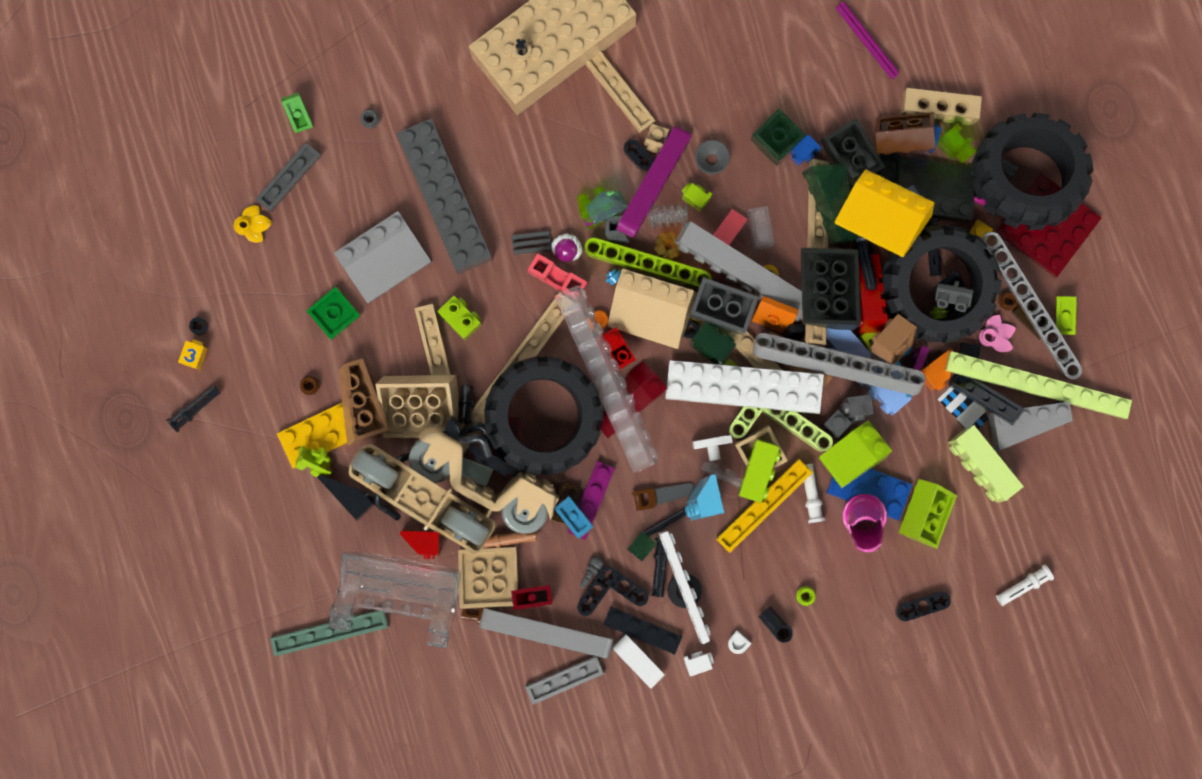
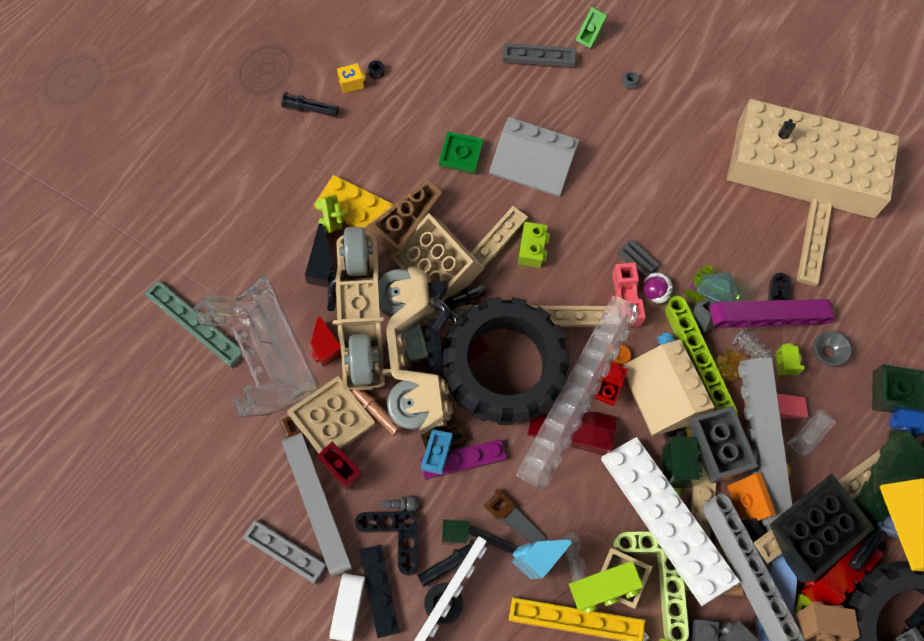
camera: 55 degrees right, 15 degrees down
(255, 224) = (485, 56): yellow plate -> none
(303, 385) = (390, 169): reddish brown plate -> none
(444, 196) = (617, 169): dark grey brick -> none
(656, 138) = (804, 292): tan bracket -> none
(712, 445) = (593, 530): white tile -> none

